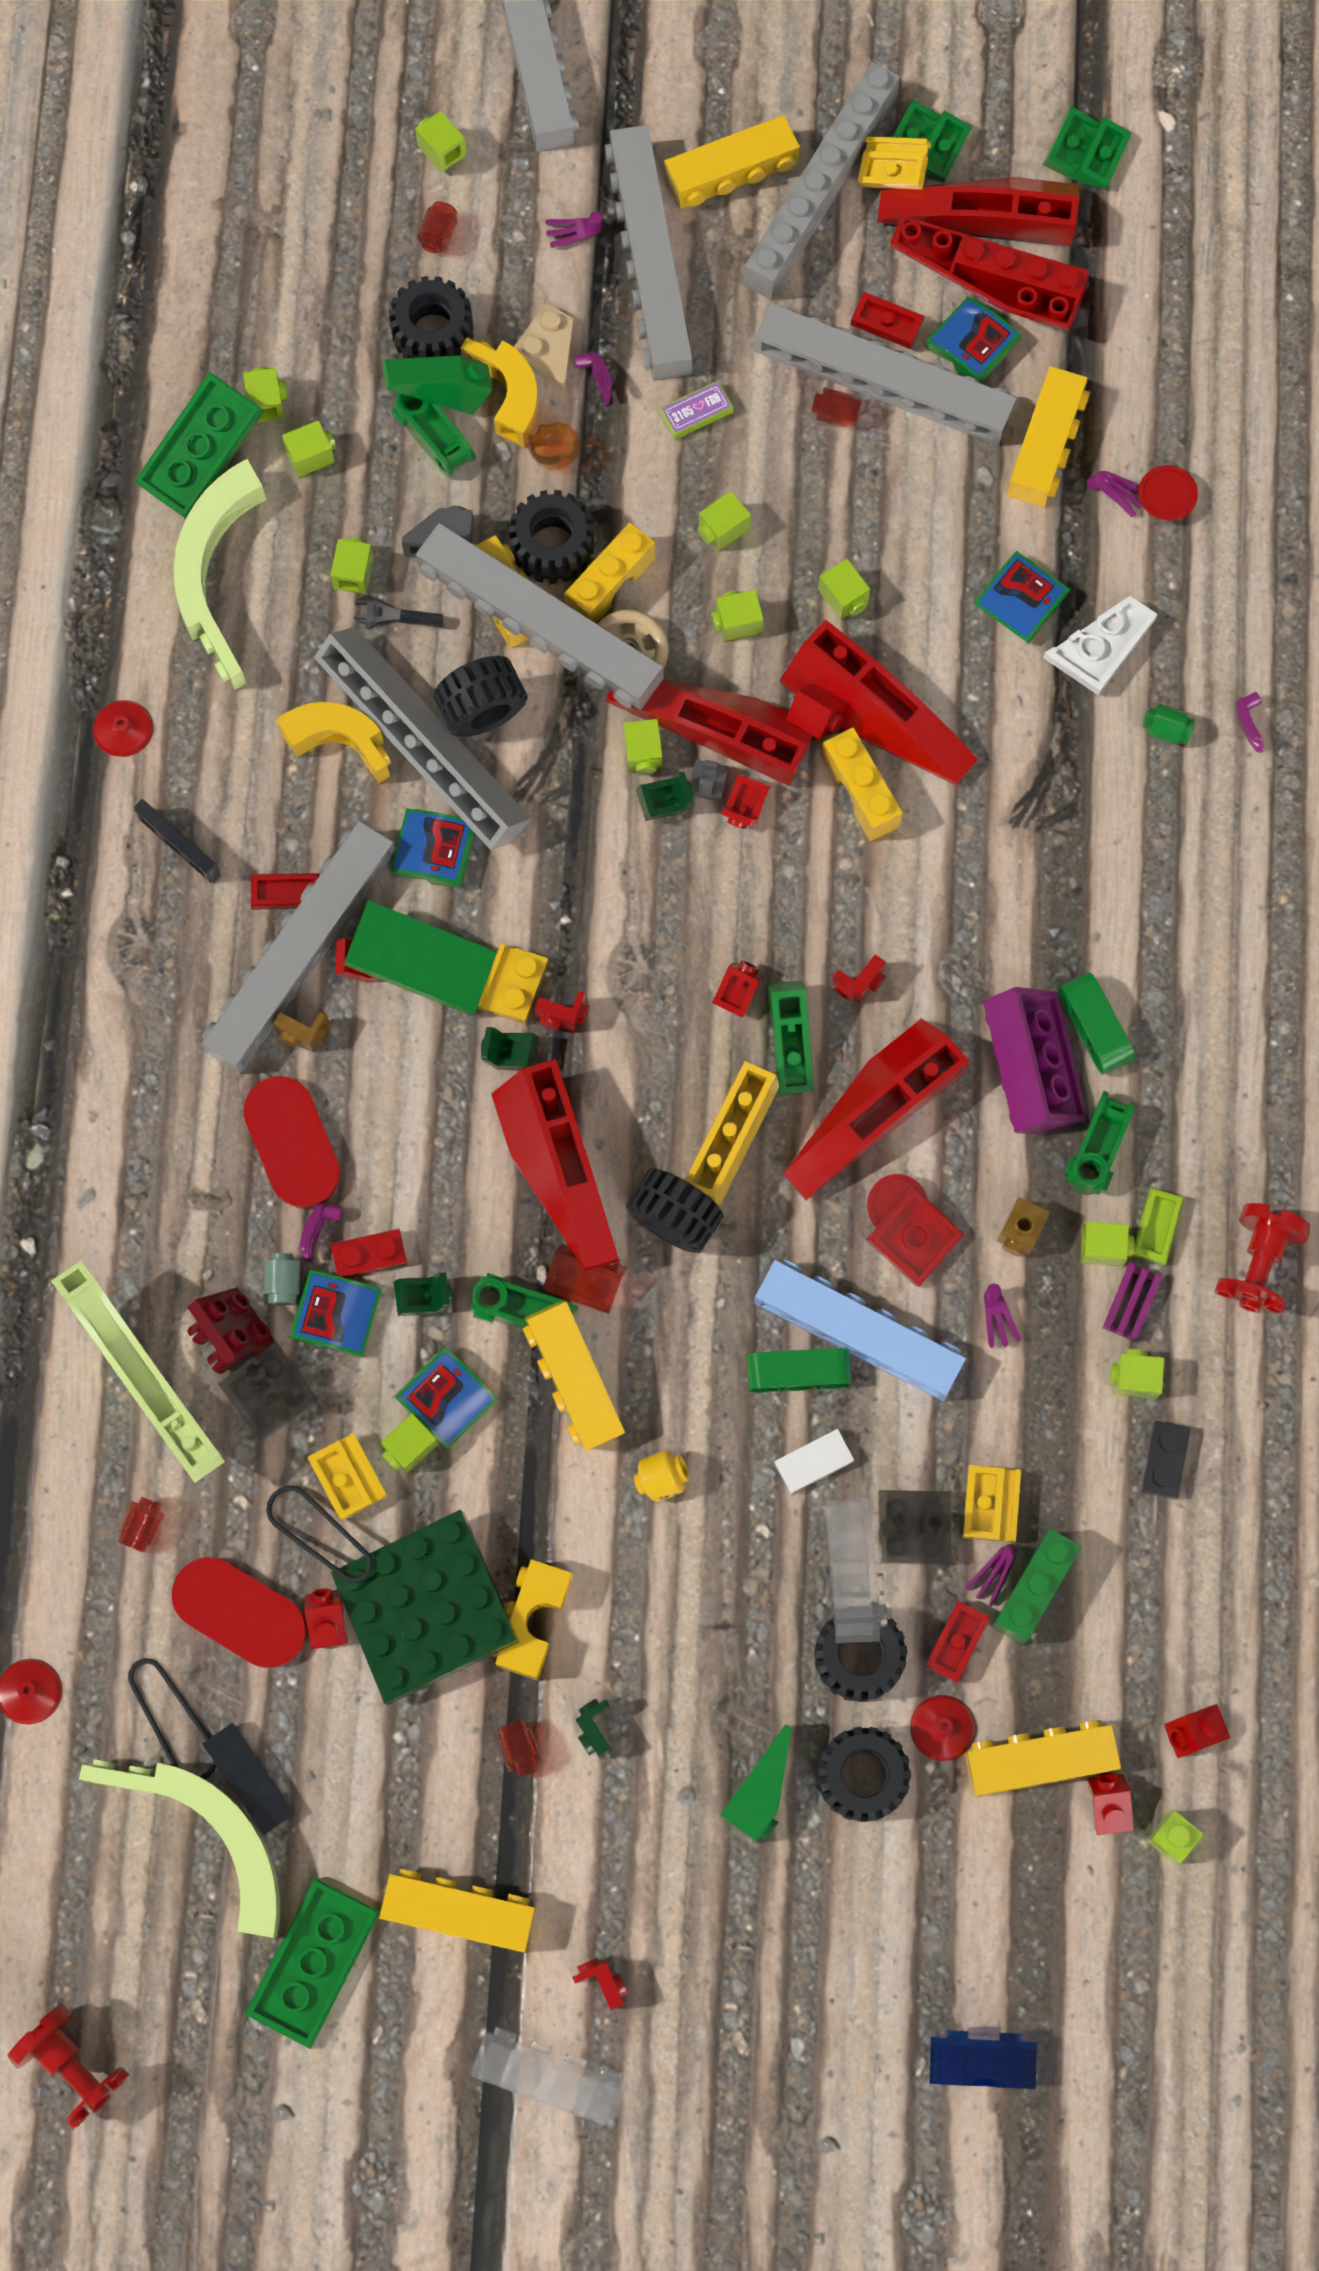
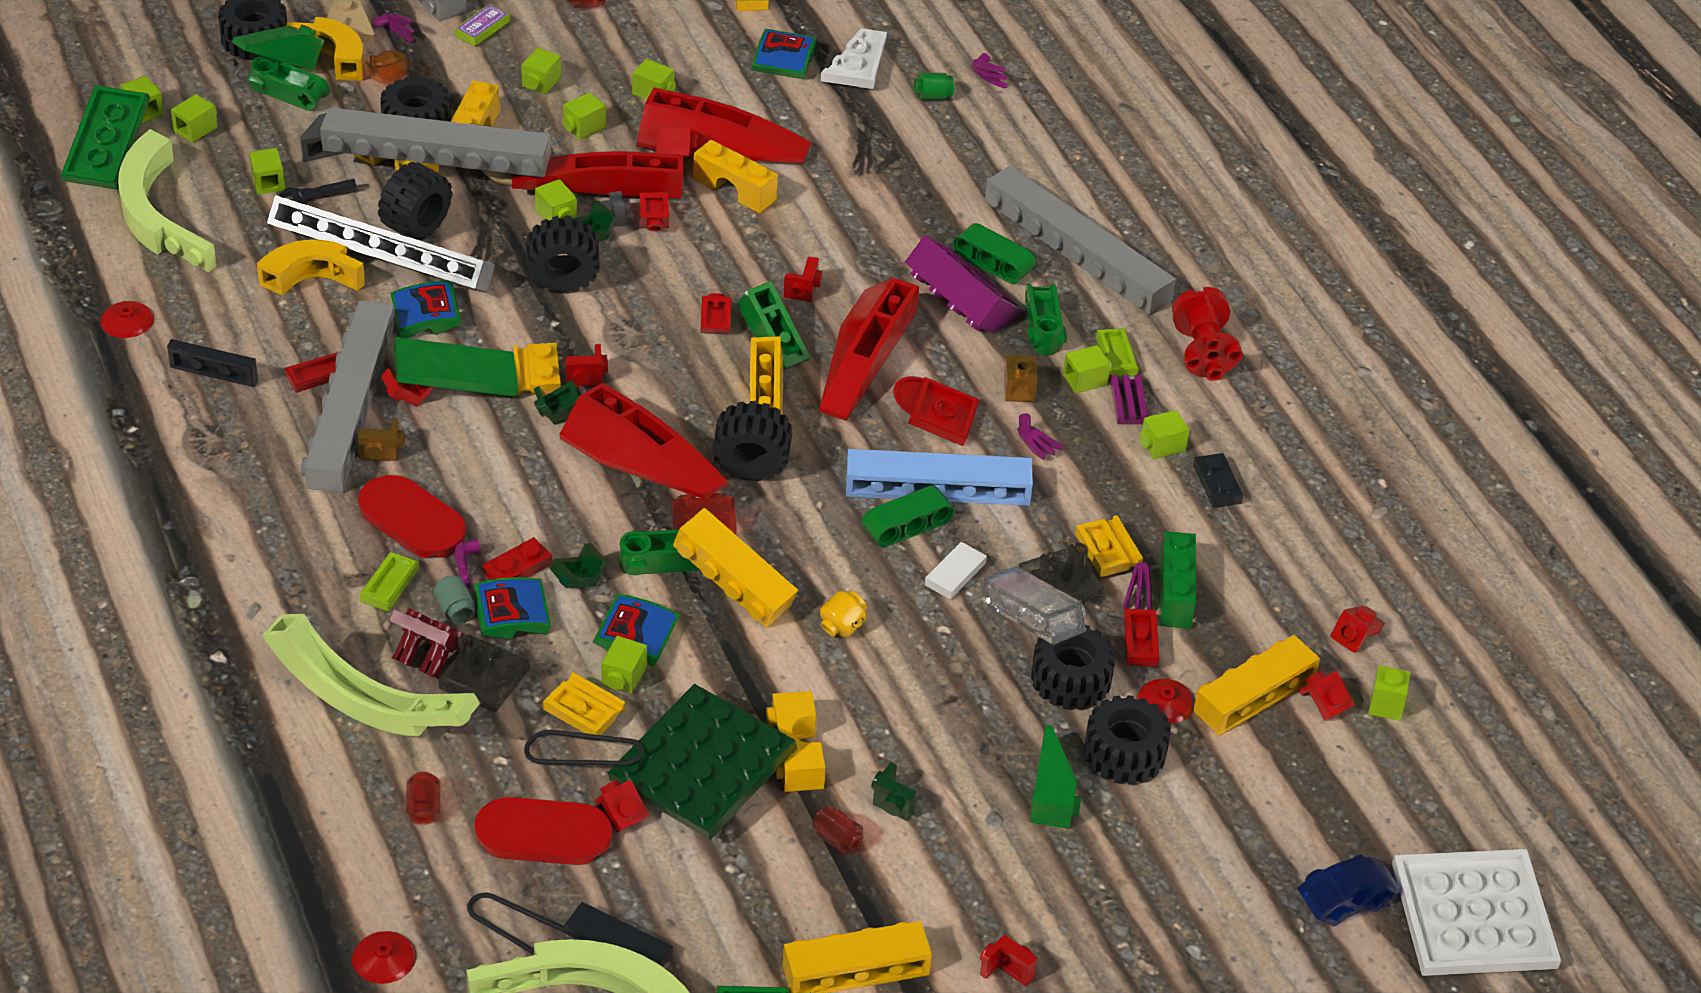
camera: 30 degrees left, 30 degrees down
(232, 1221) = (389, 581): none -> lime tile
(602, 845) = (562, 271): none -> black tyre
(1101, 2143) = (1475, 912): none -> white plate
(1204, 1043) = (1080, 240): none -> light grey brick

